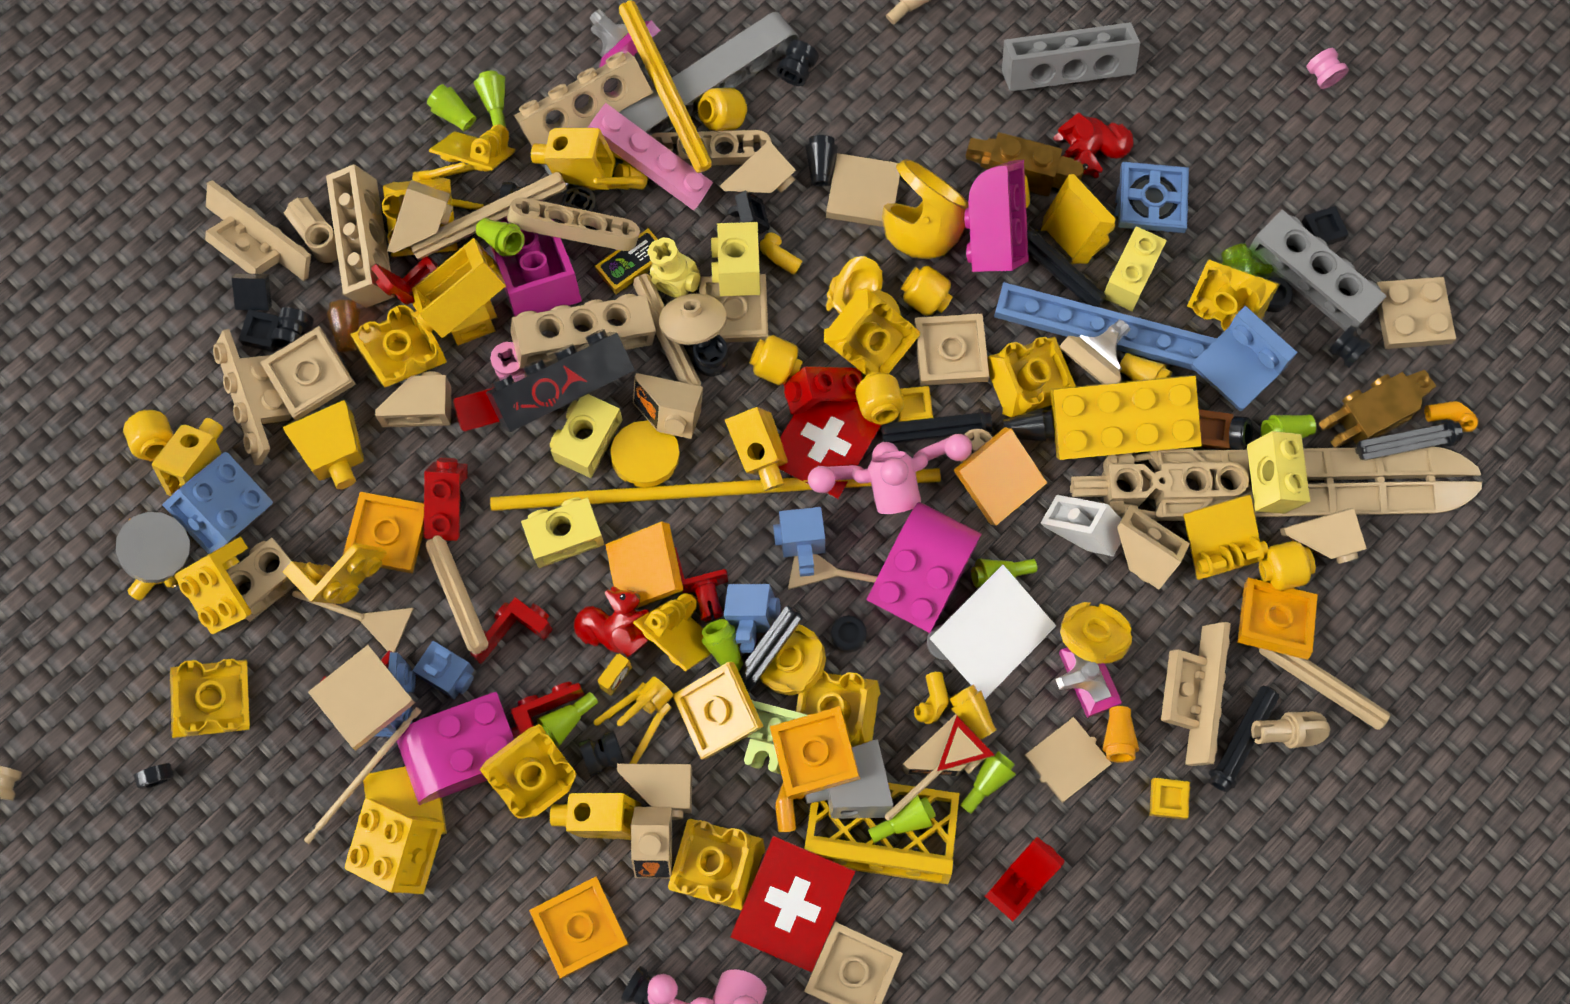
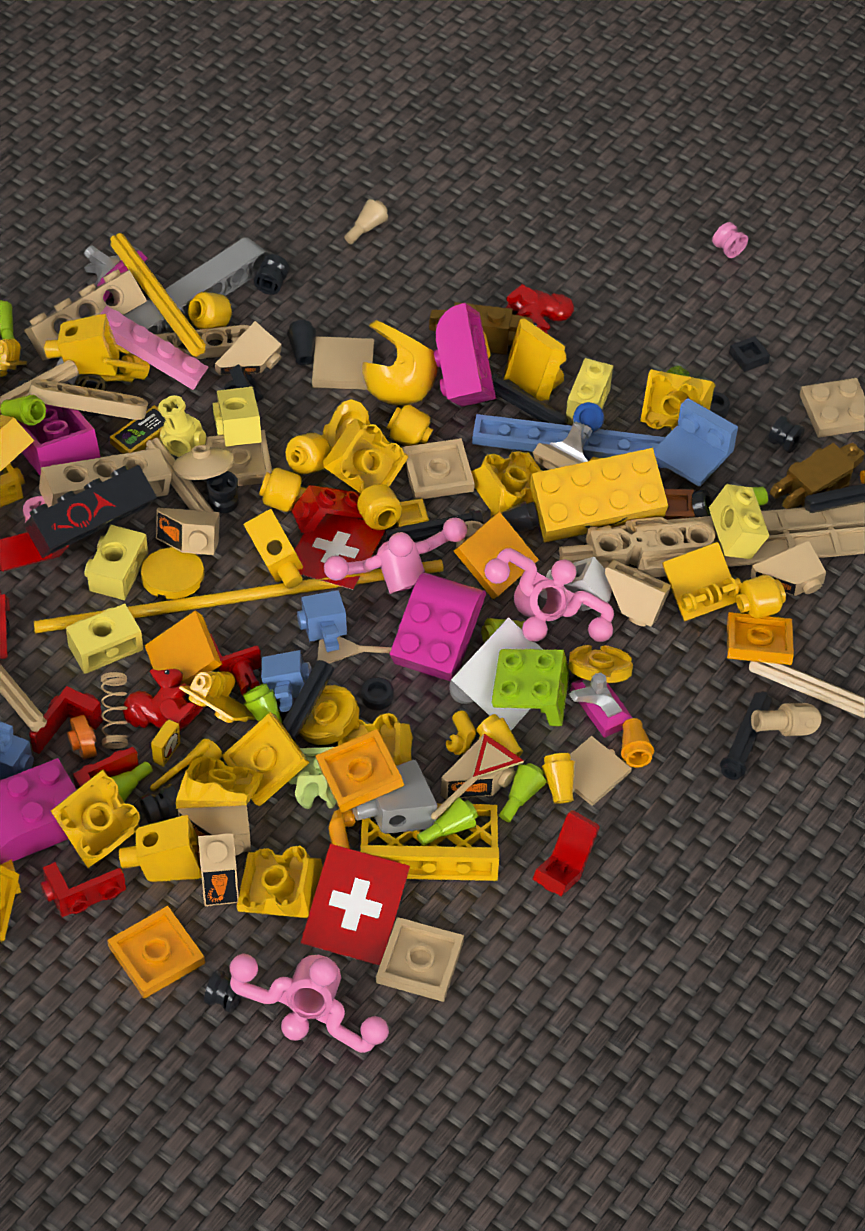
camera: 10 degrees left, 20 degrees down
(482, 843) = (83, 895): none -> red bracket
(526, 658) = (82, 737): none -> orange wheel
(561, 665) = (113, 738): none -> tan piece
(663, 745) = (214, 784): none -> yellow slope
(778, 255) = (273, 414): yellow arm -> none
(809, 316) = (307, 452): none -> yellow head
(1016, 649) = (532, 681): none -> lime bracket
(1031, 770) = (560, 776): none -> yellow cone
(1050, 548) = (559, 599): none -> bright pink wheel
(1070, 56) = (467, 248): light grey brick -> none
(1129, 307) = (590, 415): none -> blue tile
(1155, 199) = (596, 338): medium blue piece -> none
(1169, 798) = (688, 790): yellow tile -> none
(1196, 691) = (697, 703): tan bracket -> none
(1319, 289) = (748, 382): light grey brick -> none

